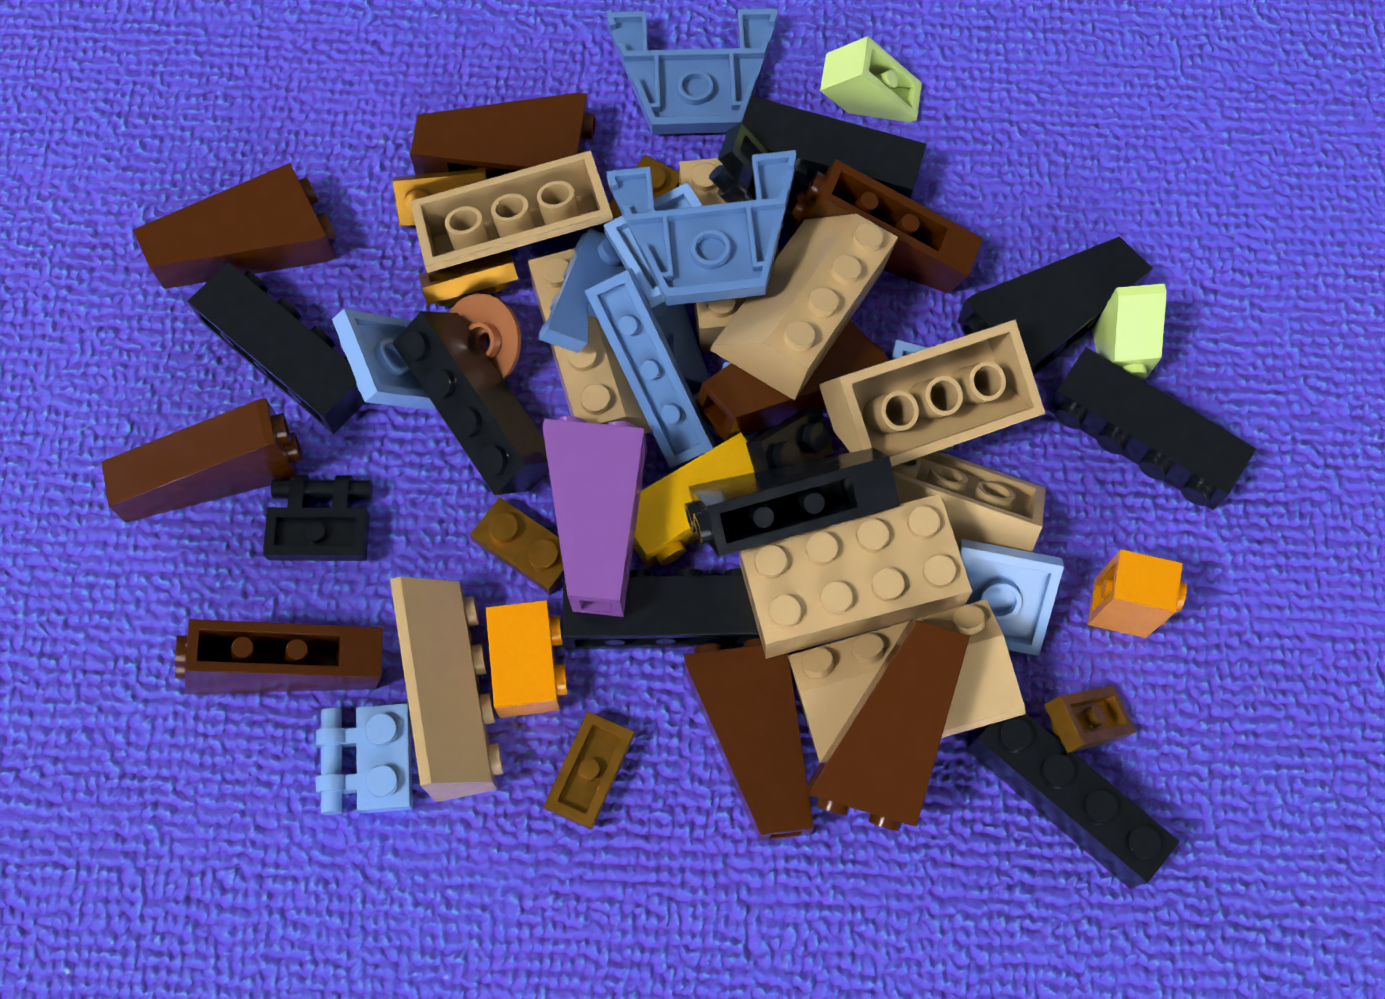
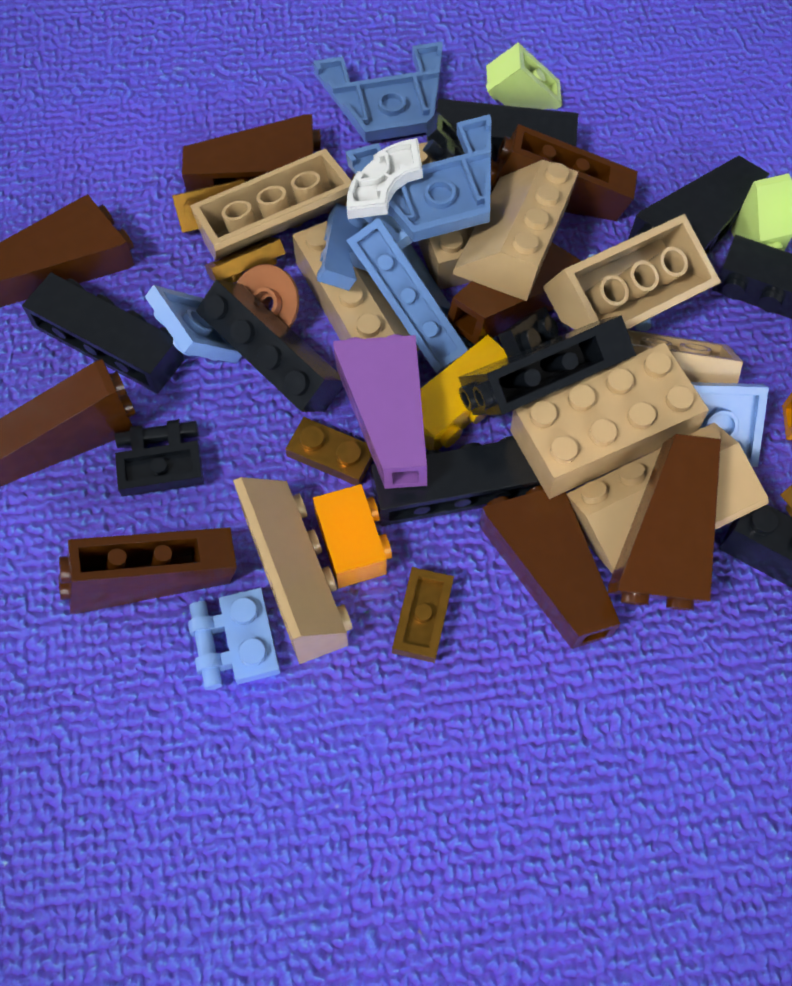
camera: 10 degrees left, 5 degrees down
(642, 217) = (382, 177): none -> white tile

